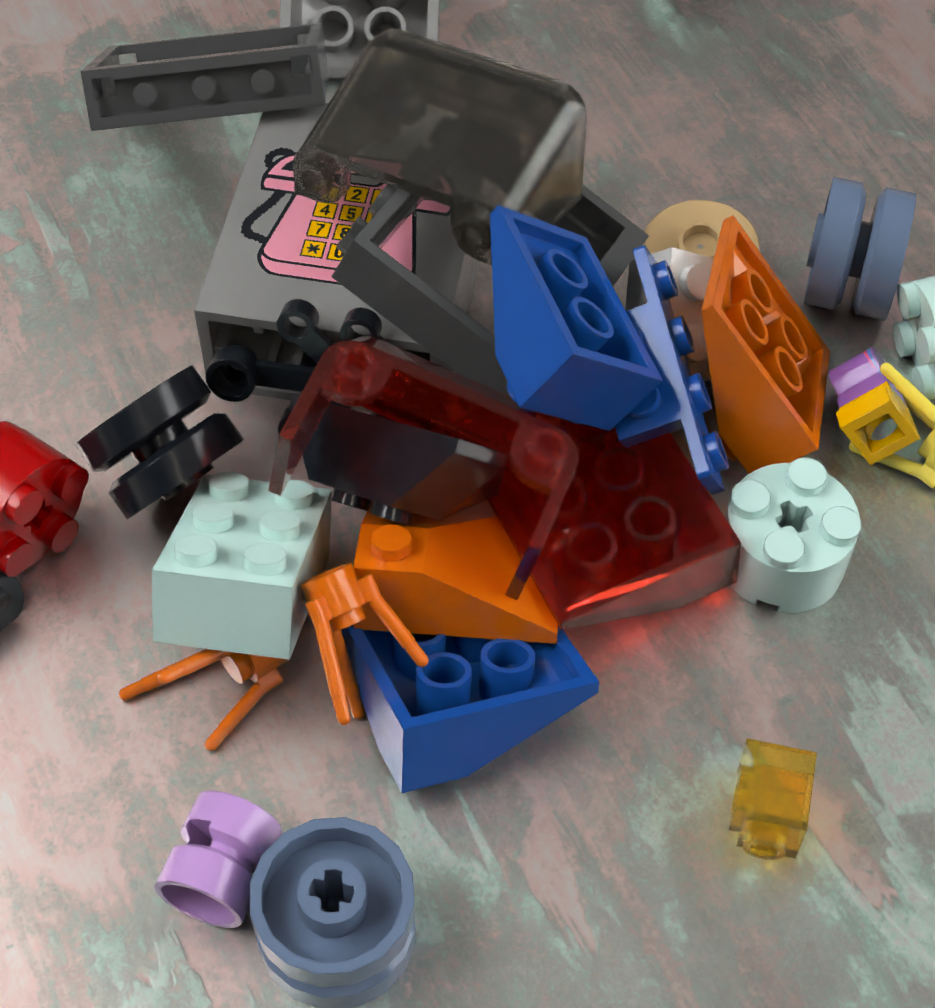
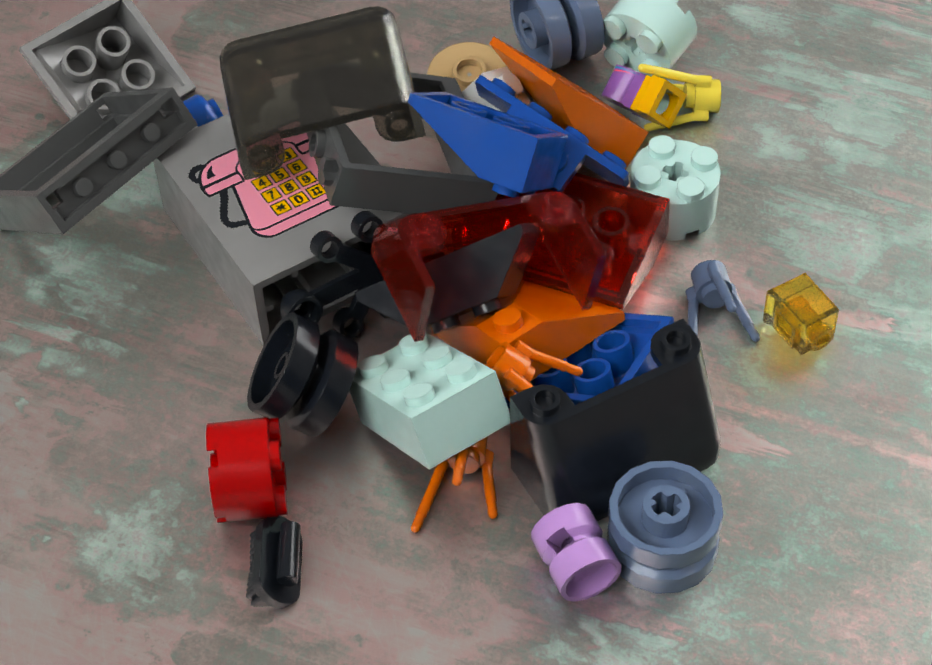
camera: 40 degrees left, 5 degrees down
(441, 790) = (583, 449): none -> black windscreen
(704, 687) = (715, 290): none -> sand blue plant

